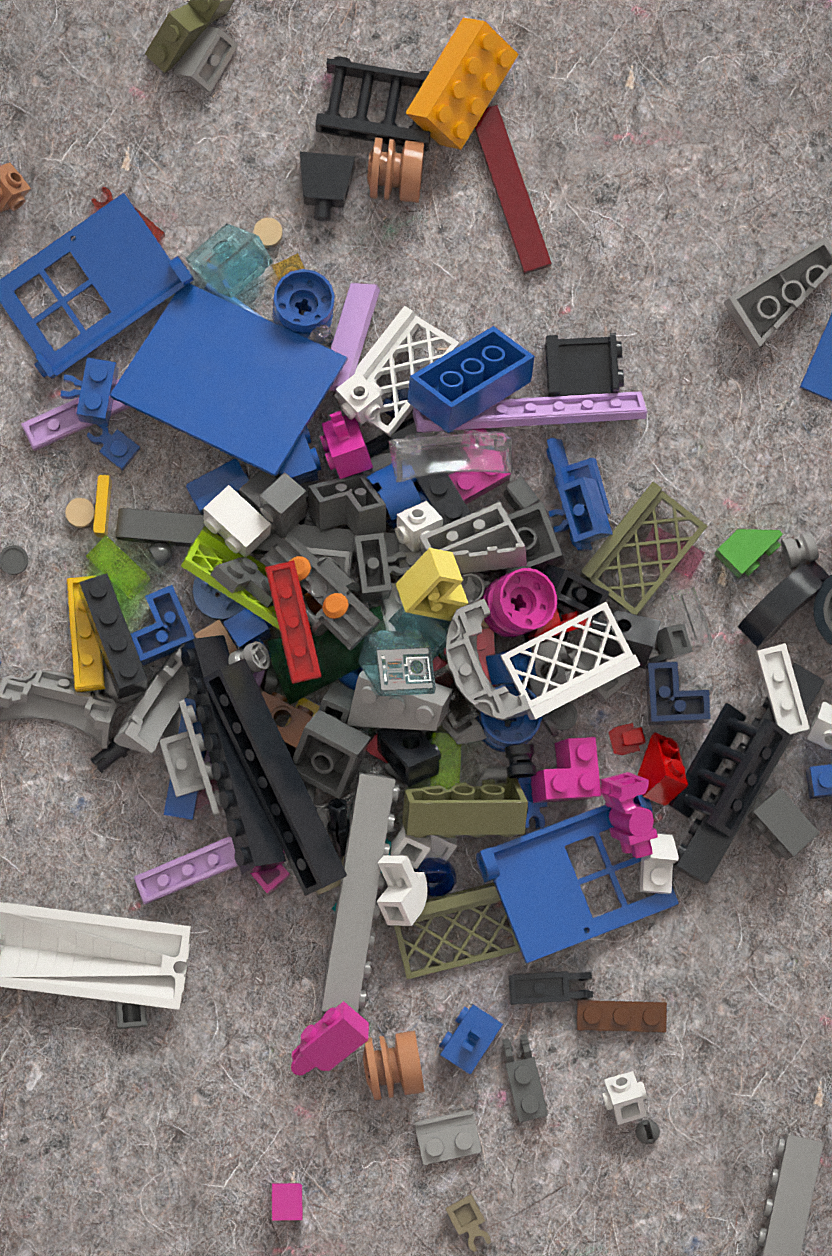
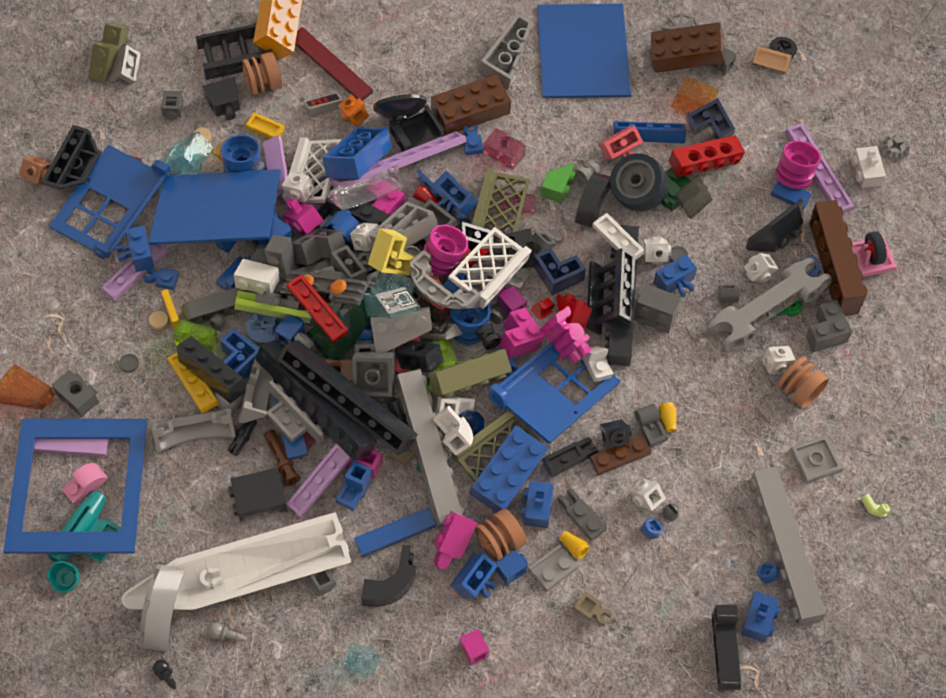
camera: 25 degrees left, 20 degrees down
(61, 201) = (73, 160): none -> black wedge
(100, 847) = (257, 493): none -> black panel
(134, 1148) = (362, 659): none -> clear light blue panel
(155, 821) = (284, 465): none -> reddish brown pin
(212, 1070) = (394, 588): none -> black arch
(232, 900) = (356, 485): none -> blue brick
(244, 151) = (172, 104): none -> dark grey brick
(261, 986) = (395, 532): none -> blue tile
(333, 1105) = (474, 577): none -> blue brick
(366, 256) = (264, 126): none -> yellow tile
(391, 1113) = (511, 567): none -> blue brick
(451, 974) = (508, 470): none -> blue brick
(468, 254) = (323, 104): none -> light grey slope
(491, 1121) = (575, 545): none -> yellow cone
(504, 292) = (353, 110): none -> orange brick
(543, 485) = (424, 194): none -> red cone
(570, 325) = (400, 106): none -> black dish
(584, 715) = (511, 300): none -> magenta brick
(608, 1145) = (651, 528): none -> blue tile
(627, 986) = (615, 433): none -> black brick
(657, 419) = (473, 142): none -> blue plate
(682, 358) = (471, 104): none -> reddish brown brick
(685, 993) = (650, 424): none -> dark grey plate
(697, 472) = (508, 156): none -> clear pink brick
(716, 991) = (668, 416): none -> yellow cone

